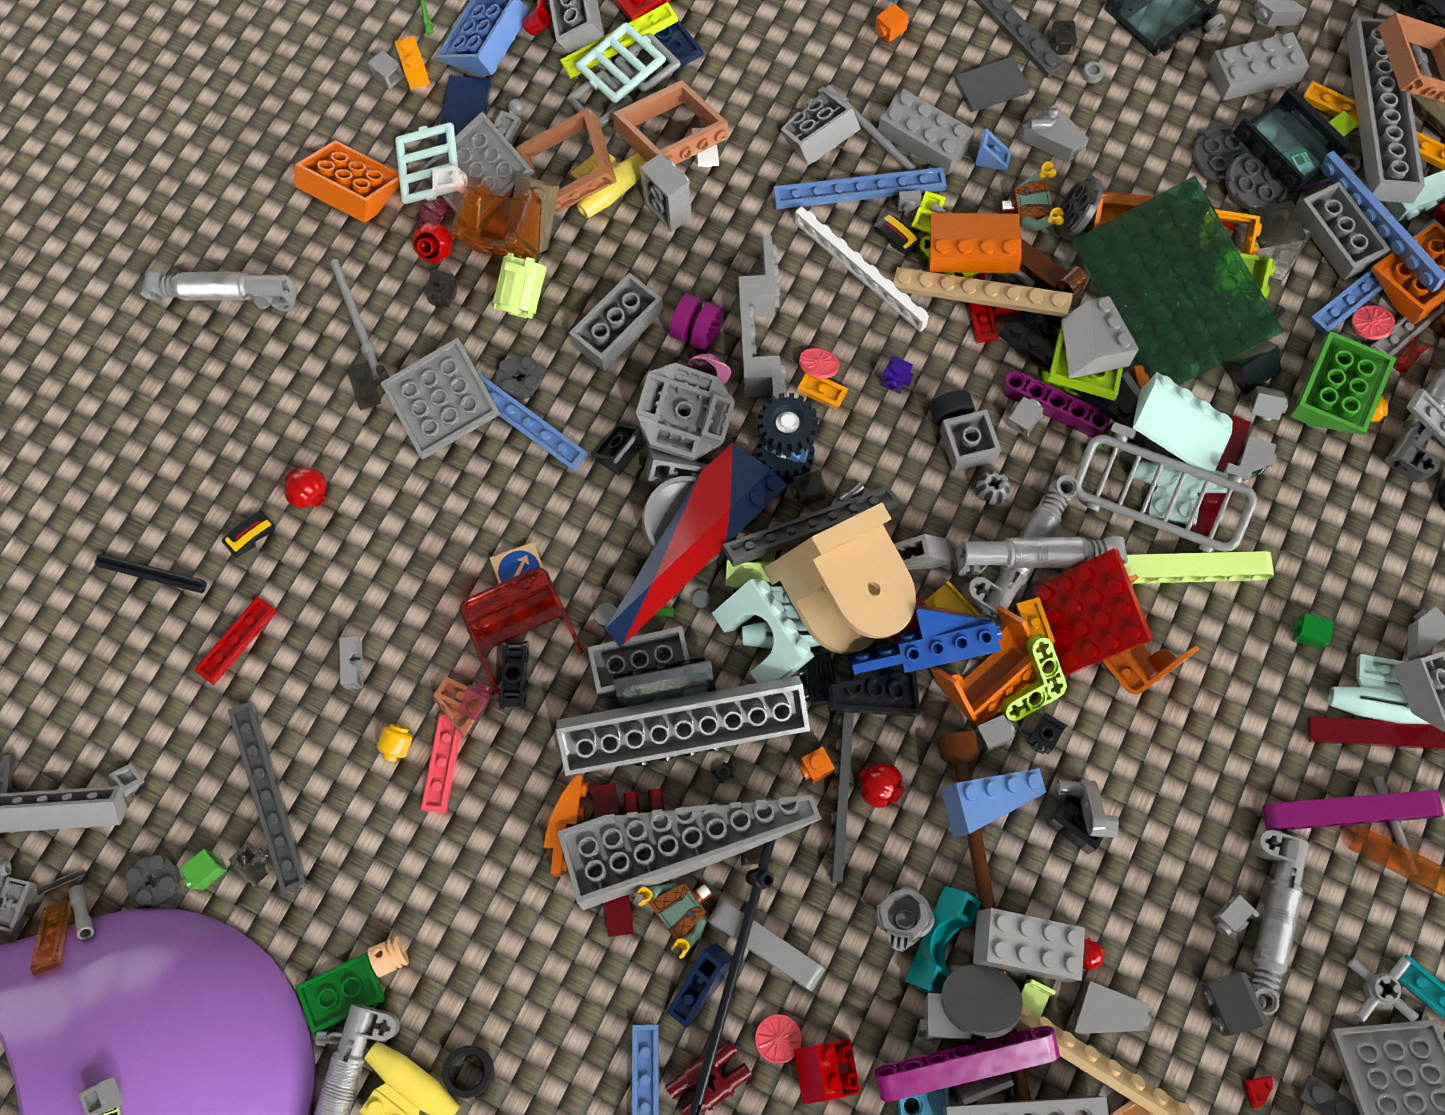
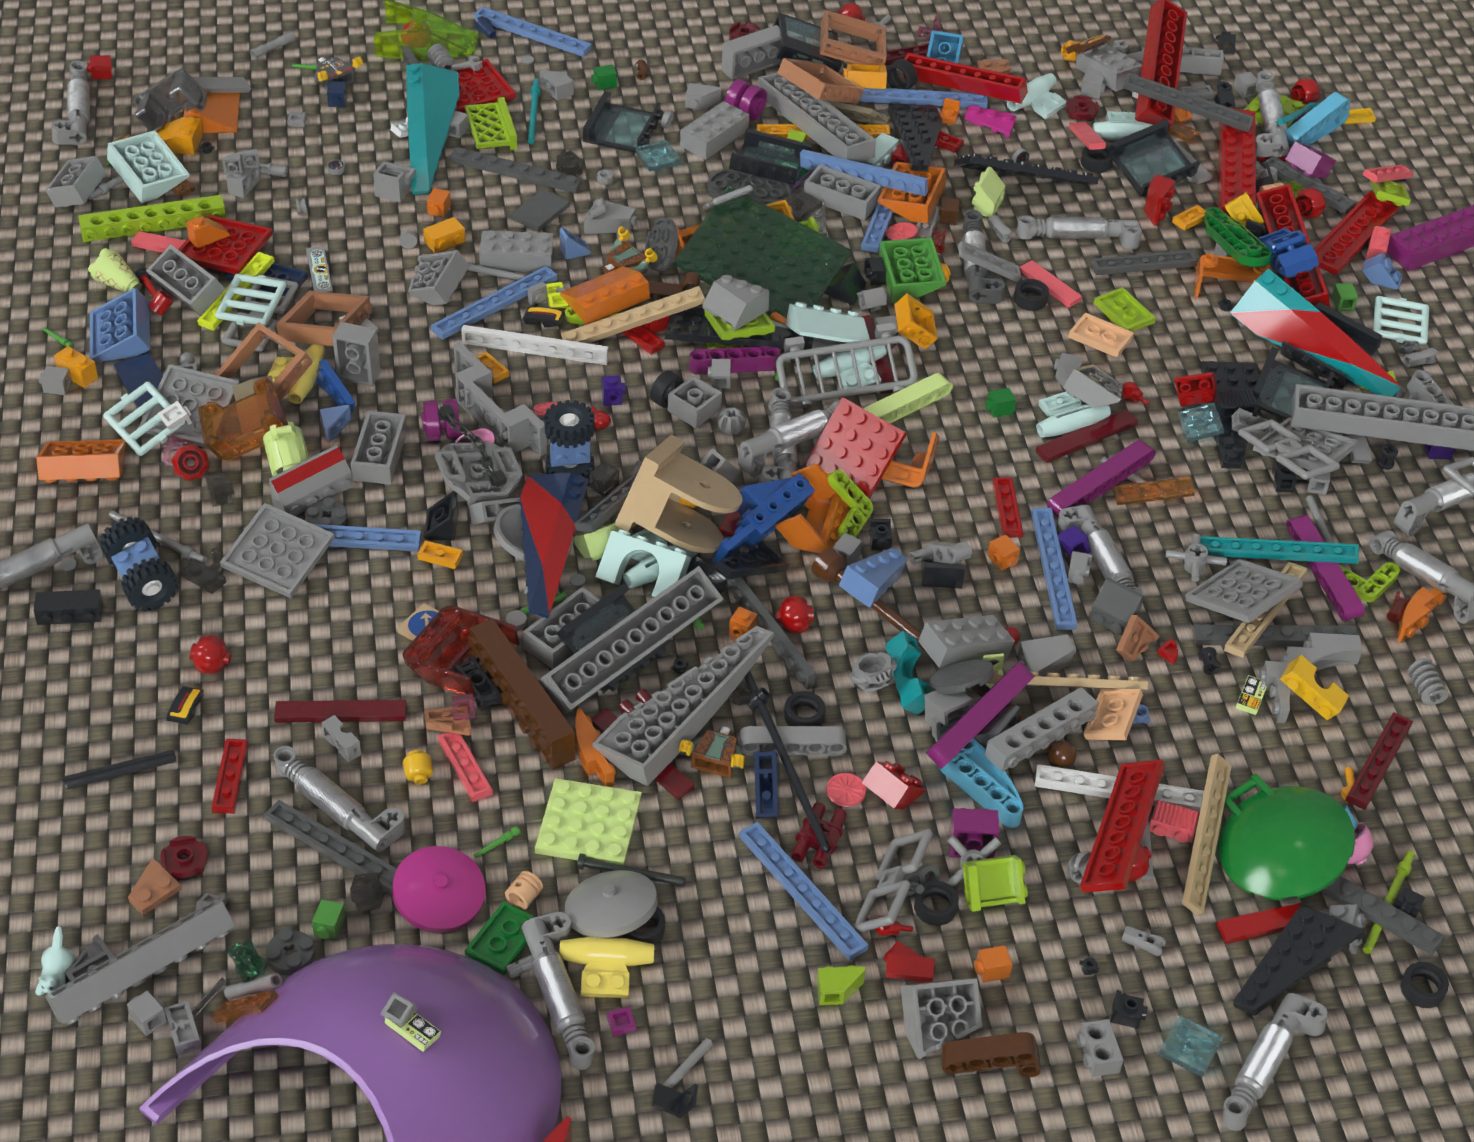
camera: 40 degrees left, 25 degrees down
(92, 728) = (153, 888): none -> nougat wing
(99, 876) = (247, 969): none -> clear green hips
(142, 724) = (185, 868): none -> dark red plate
(224, 356) = (68, 607): none -> black brick
(297, 740) = (339, 805): none -> light grey piece
(299, 364) = (132, 551): none -> black plate
(315, 902) = (438, 889): none -> dark pink dish
(377, 626) = (343, 709): none -> dark red tile
(421, 875) = (505, 837): none -> bright green piece
(450, 1032) = (611, 903): none -> light grey dish
(502, 995) = (607, 866): none -> pearl dark grey bar
(506, 910) = (588, 822): none -> yellowish green plate
(522, 332) = (311, 481): none -> light grey slope
(539, 719) = (523, 694): none -> reddish brown brick
(588, 490) = (440, 554): none -> light orange plate
(599, 261) = (334, 420): none -> medium blue slope
(623, 220) = (332, 385): none -> blue wing
(691, 435) = (496, 478): none -> pearl dark grey piece
(715, 55) = (319, 269): none -> tile
(796, 273) = (498, 370): none -> light orange plate
(822, 918) = (808, 699): none -> black tyre
(828, 57) = (408, 239): none -> light grey tile
(861, 404) = (601, 419): none -> red piece
(867, 71) = (444, 235): none -> light orange brick
(1164, 842) = (1003, 552): none -> orange brick
(1169, 71) = (657, 155): none -> clear light blue plate
(1206, 897) = (1054, 569): none -> medium blue plate
(1208, 178) = (726, 197): none -> light grey bar
(1217, 778) = (1007, 507): none -> red tile
(1225, 1056) = (1135, 638): none -> nougat wing
(1253, 880) = (1074, 540): none -> dark purple brick
(1301, 363) = (875, 270): none -> black brick
(1310, 463) = (915, 323): none -> light orange window
(1322, 41) = (747, 98): none -> magenta wheel

